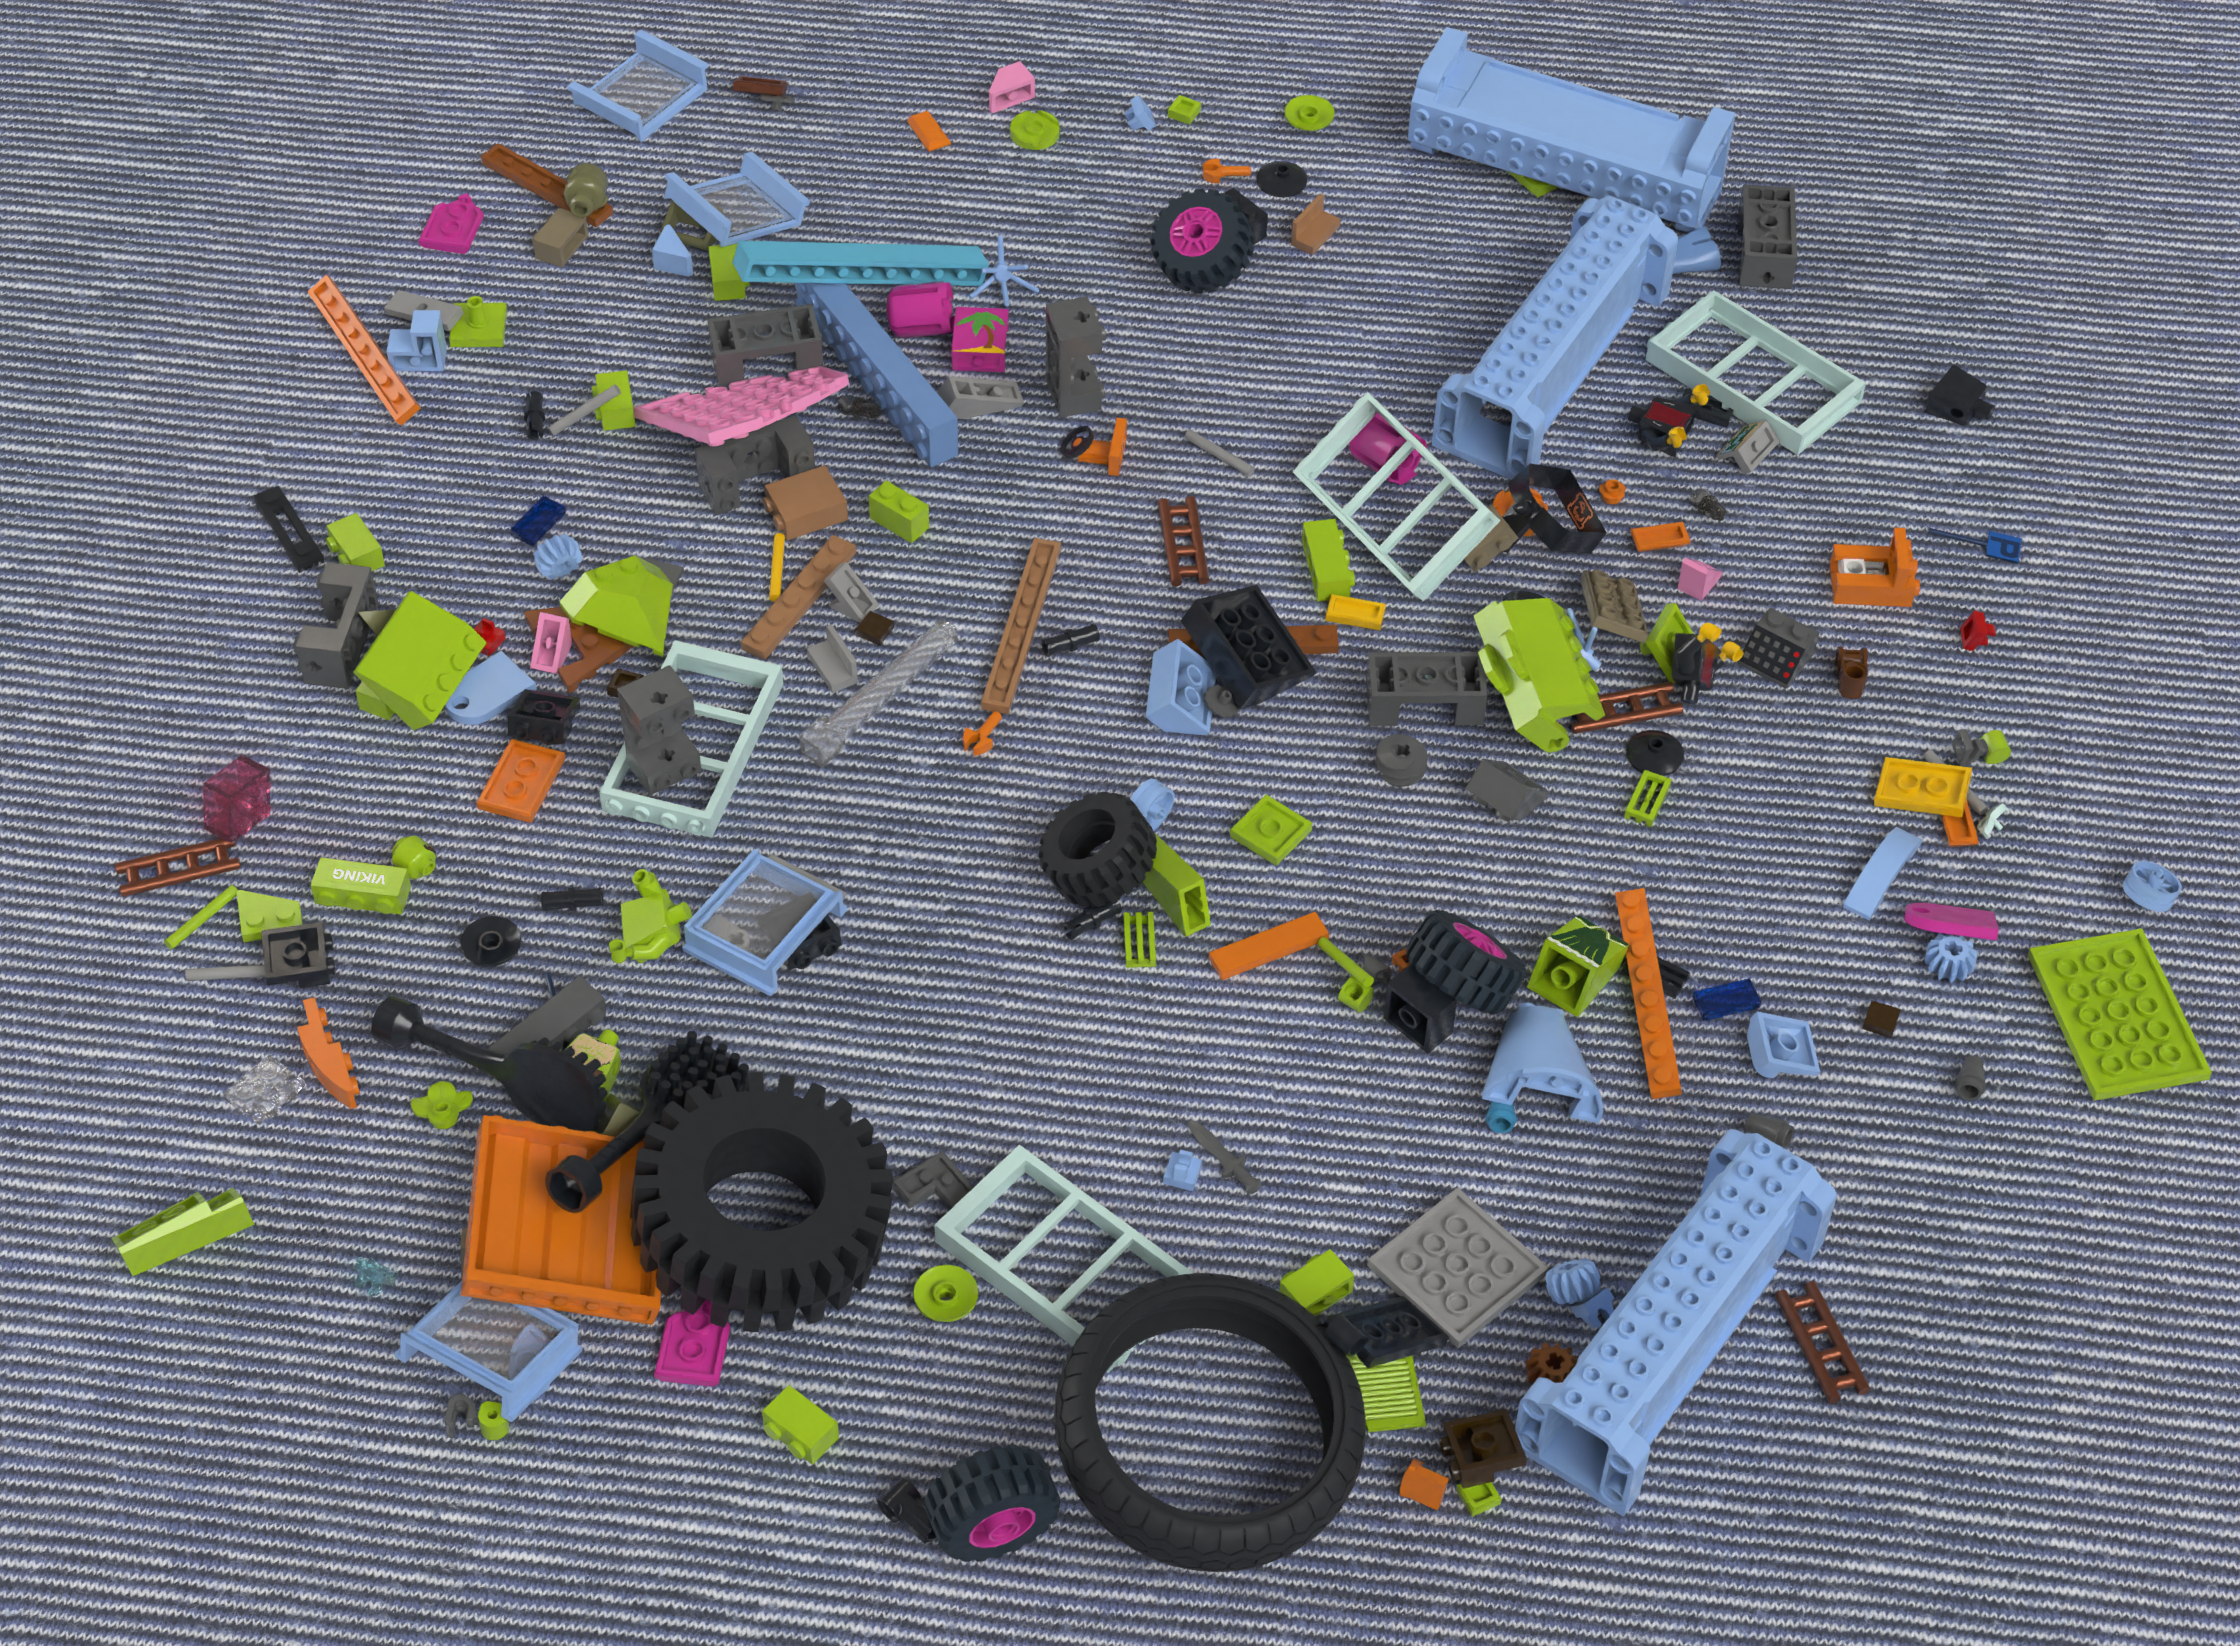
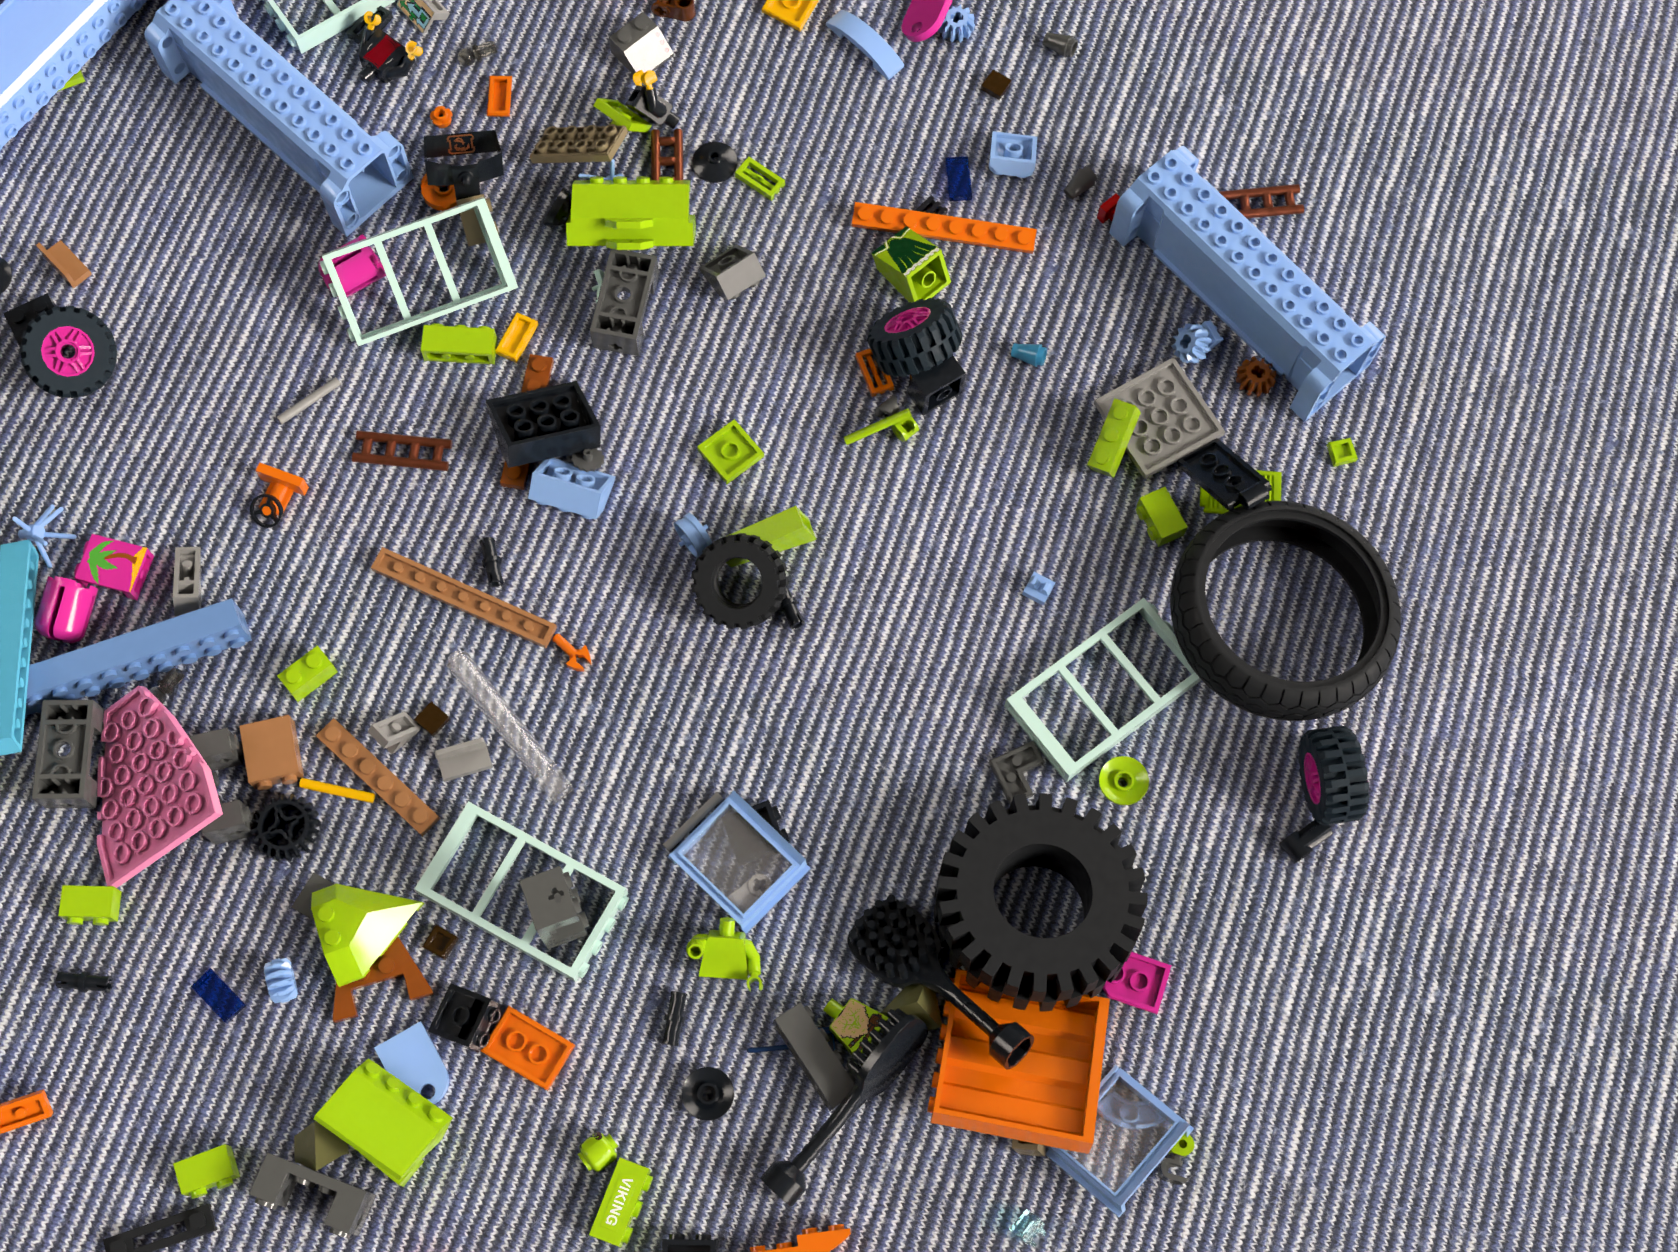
camera: 80 degrees left, 20 degrees up
(442, 1104) = (861, 1155): lime plate -> none
(491, 634) = (350, 1059): red tile -> none
(551, 643) = (383, 1001): bright pink slope -> none
(585, 409) = (101, 933): light grey bar -> none
(725, 531) = (275, 831): none -> black gear
(800, 1425) = (1222, 908): lime brick -> none
(1070, 337) = (183, 487): dark grey plate -> none
(1138, 919) = (816, 565): lime tile -> none
(1232, 1165) = (1038, 552): dark grey sword -> none
(1268, 946) = (841, 480): orange tile -> none
(1401, 760) = (676, 346): dark grey piece -> none
(1403, 1206) = (1114, 438): none -> lime brick
(1423, 1485) = (1334, 486): orange tile -> none
(1481, 1447) = (1318, 437): dark brown plate -> none
(1542, 1056) = (1001, 314): light blue cone -> none
(1697, 578) = (552, 80): bright pink slope -> none

